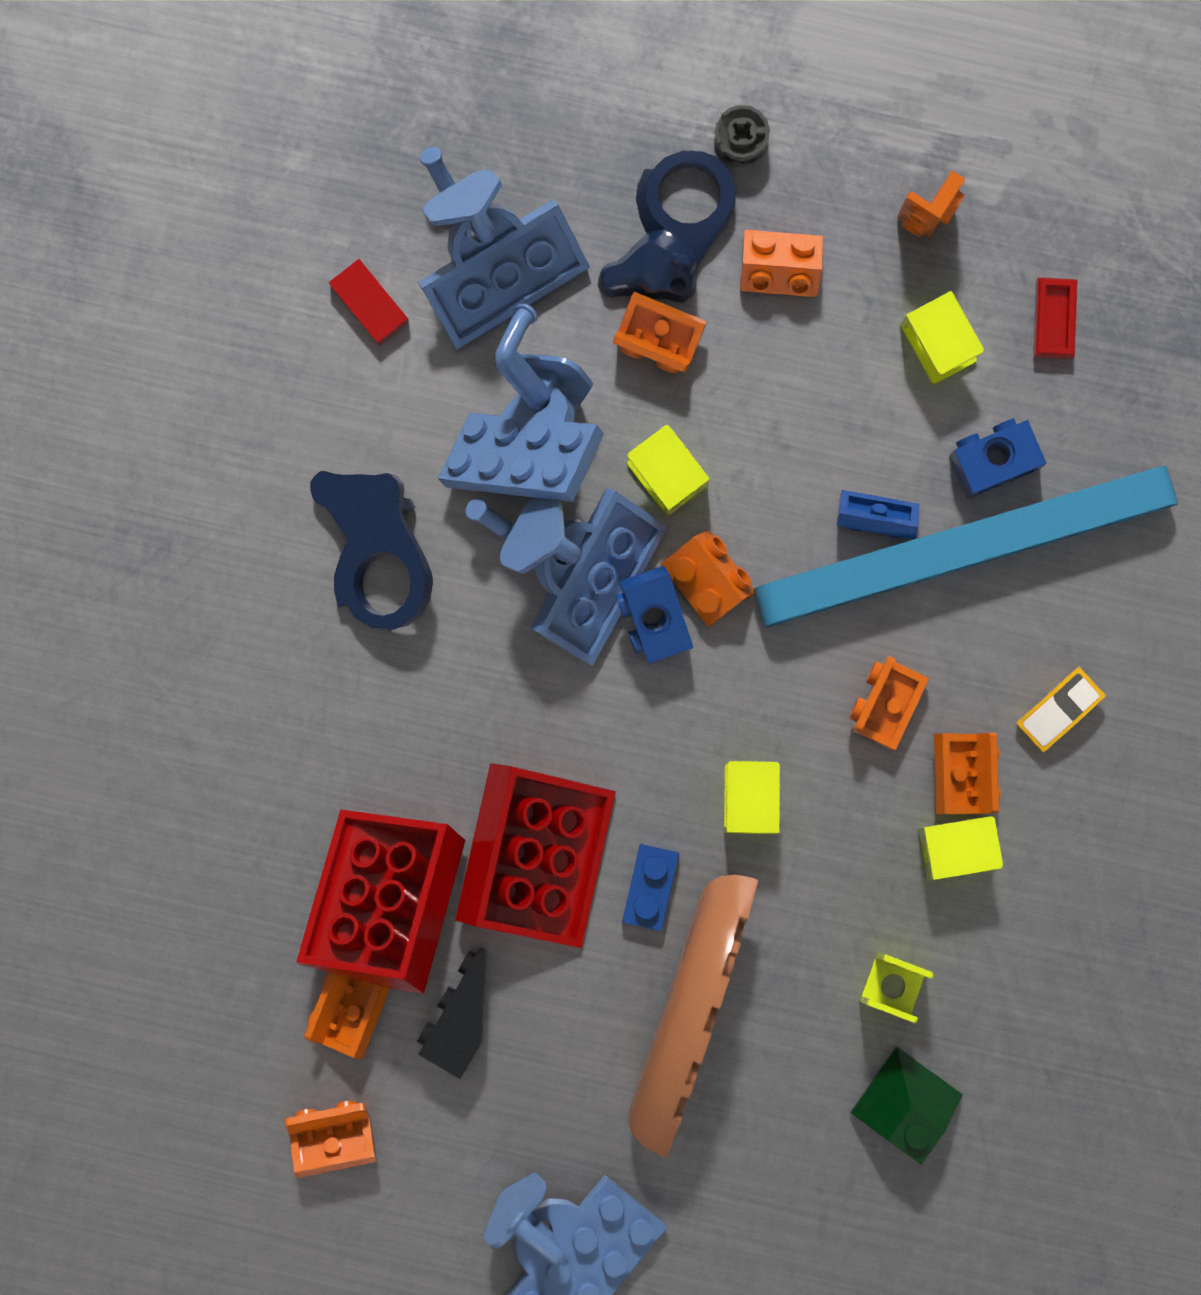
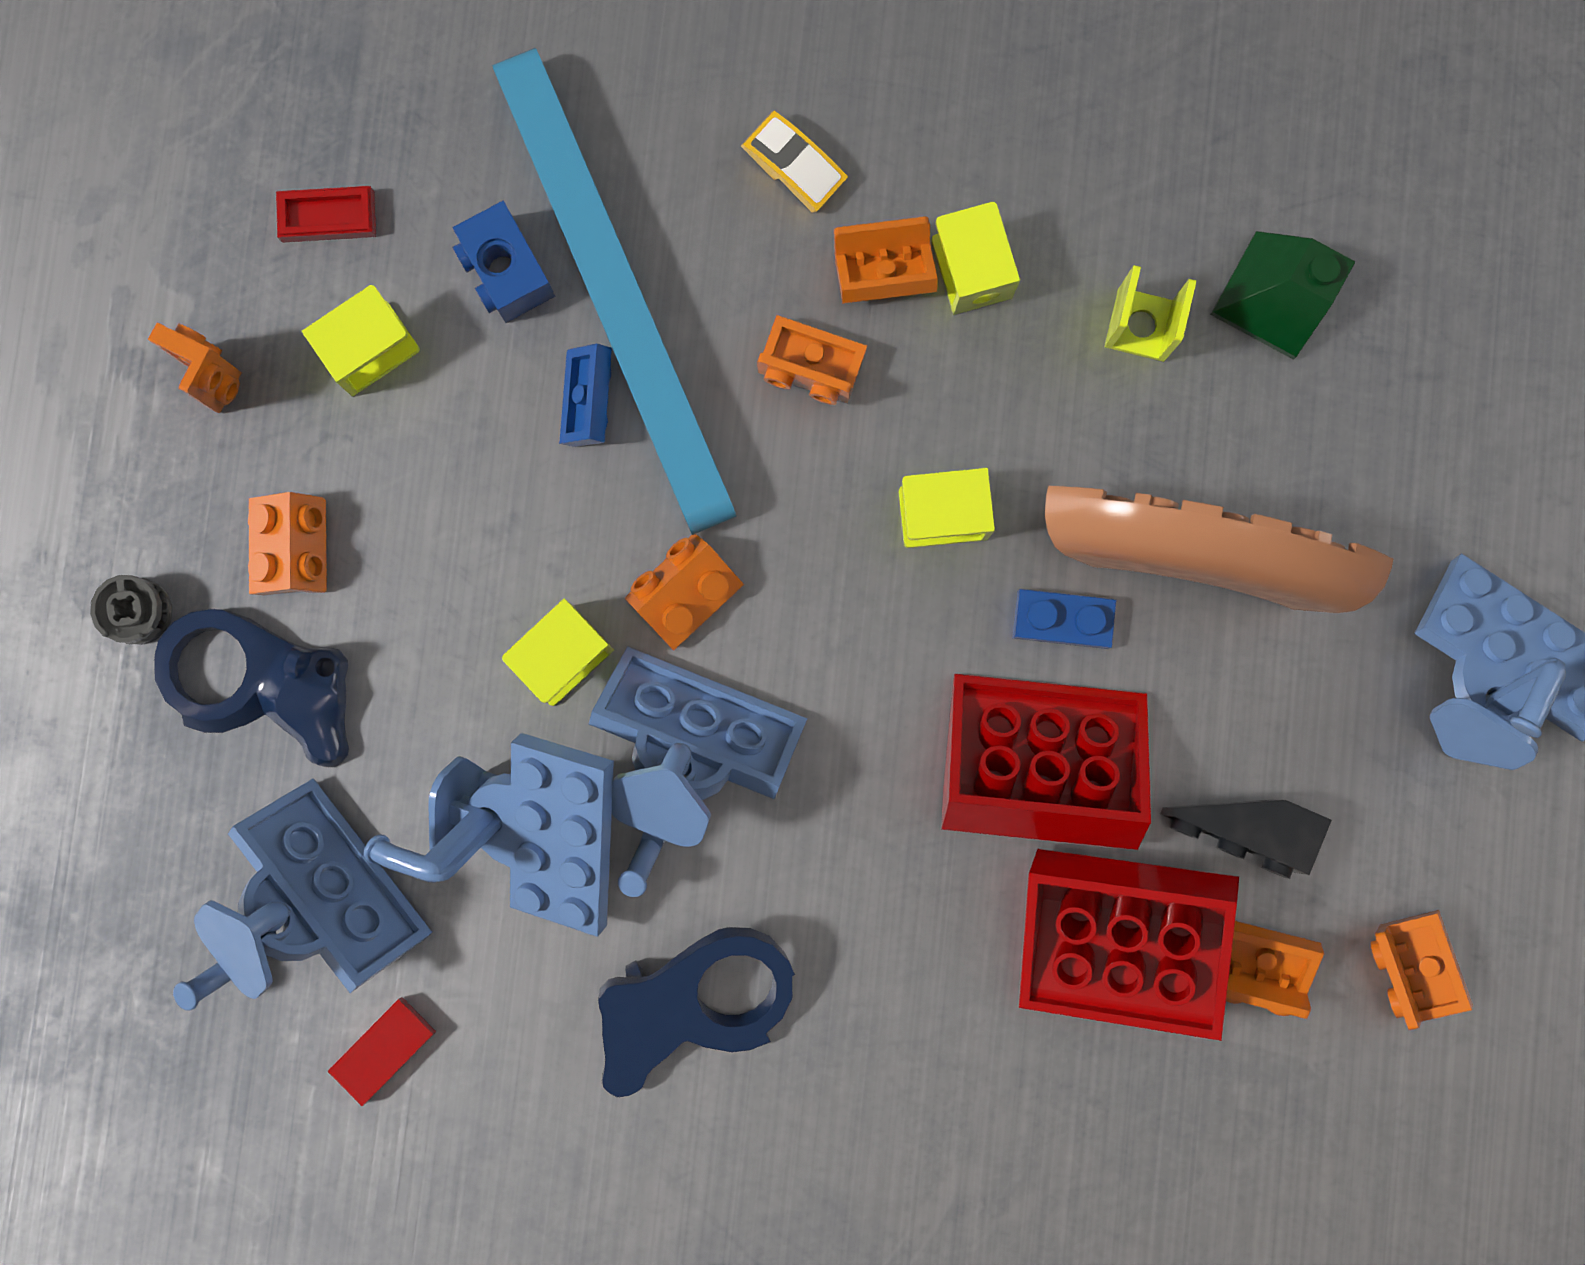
camera: 95 degrees left, 0 degrees up
(659, 333) = (388, 683): orange bracket -> none
(670, 632) = (758, 629): blue brick -> none

